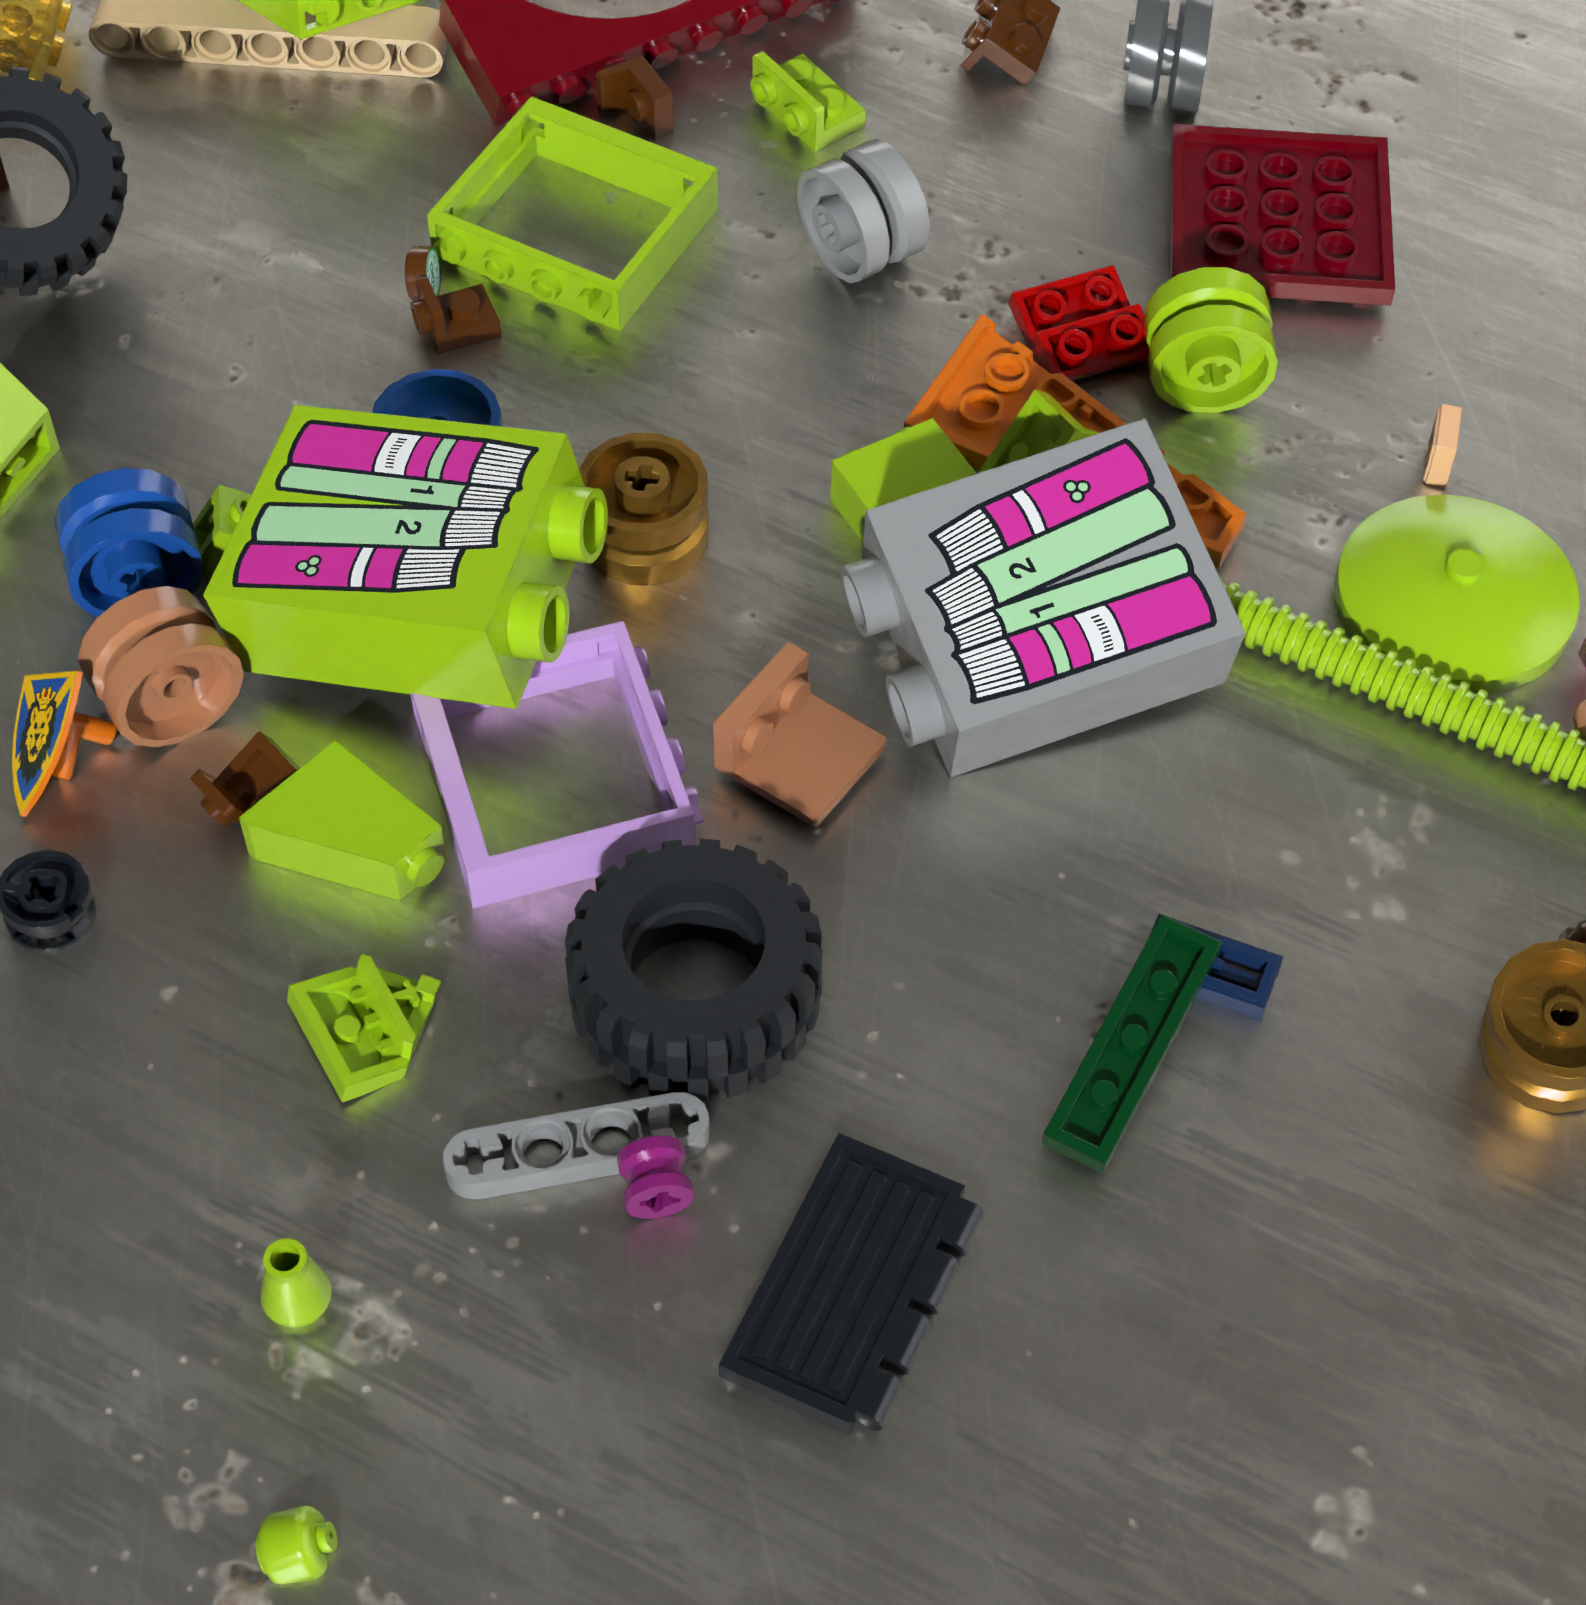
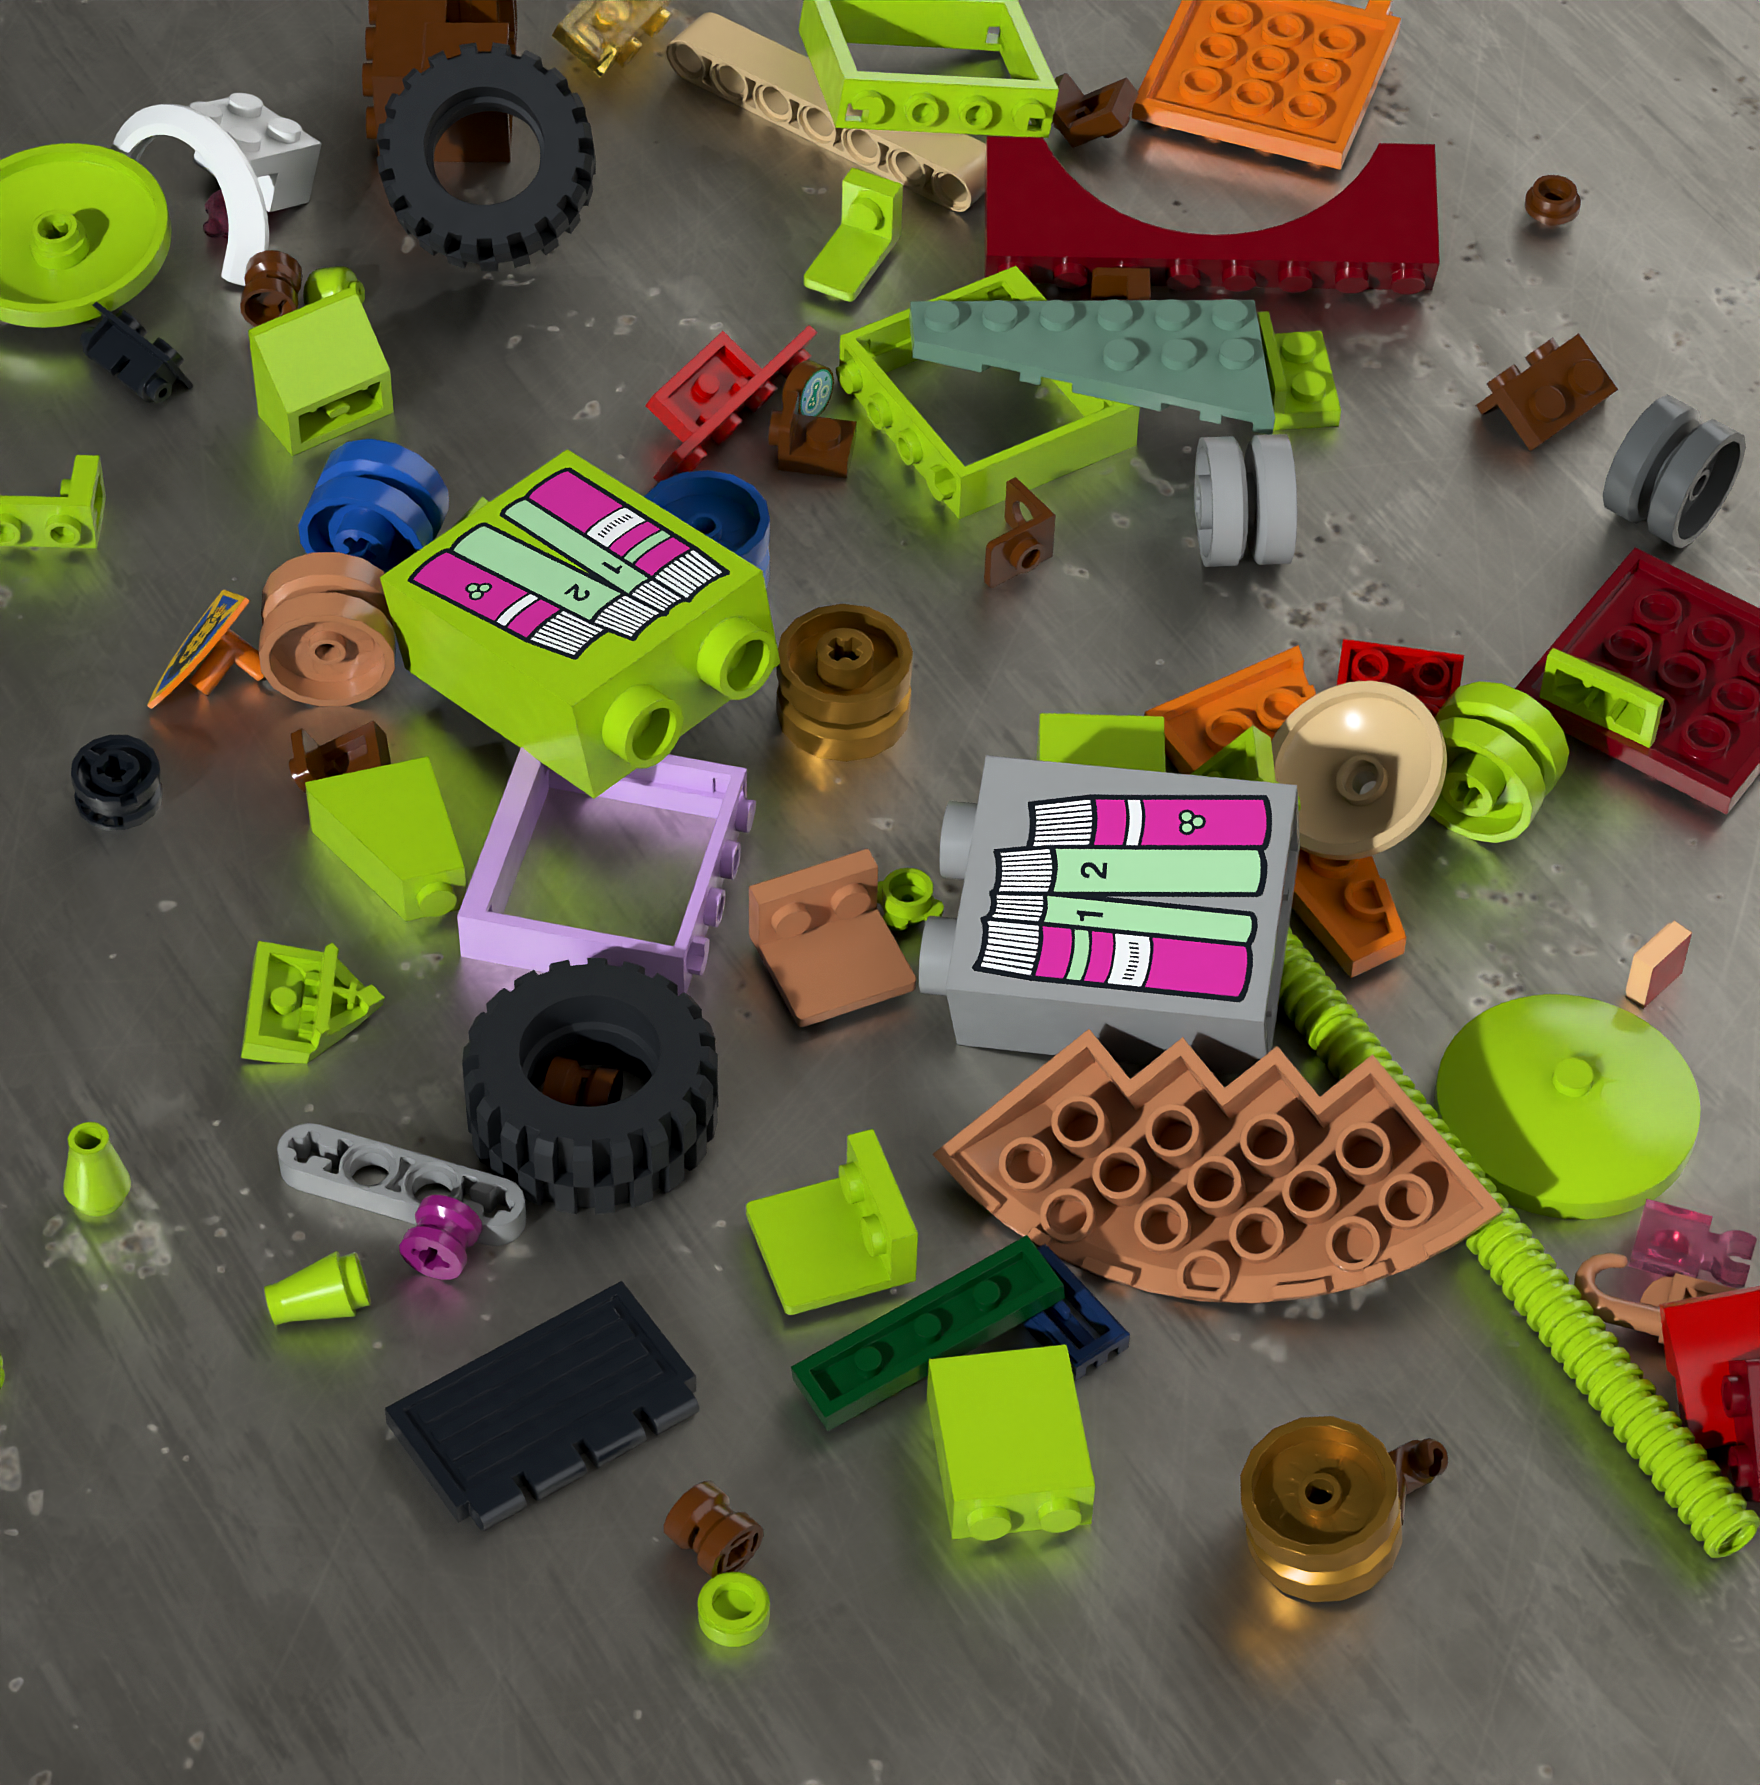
camera: 30 degrees right, 5 degrees down
(345, 312) = (711, 392): none -> red bracket
(372, 126) = (863, 239): none -> lime bracket
(581, 1285) = (320, 1291): none -> lime cone
(667, 976) = (580, 1086): none -> reddish brown wheel
(669, 130) = (1113, 350): none -> sand green wing
(702, 325) = (1026, 543): none -> reddish brown bracket
(832, 660) = (907, 898): none -> lime plate
(991, 990) = (838, 1234): none -> lime bracket
(1087, 1319) = (713, 1530): none -> reddish brown wheel
(1141, 355) = (1353, 738): none -> tan dish
(1146, 1380) = (733, 1609): none -> lime tile
(1257, 249) = (1602, 697): none -> lime slope
(1264, 792) = (1218, 1186): none -> nougat brick
(1267, 1104) = (1010, 1442): none -> lime brick

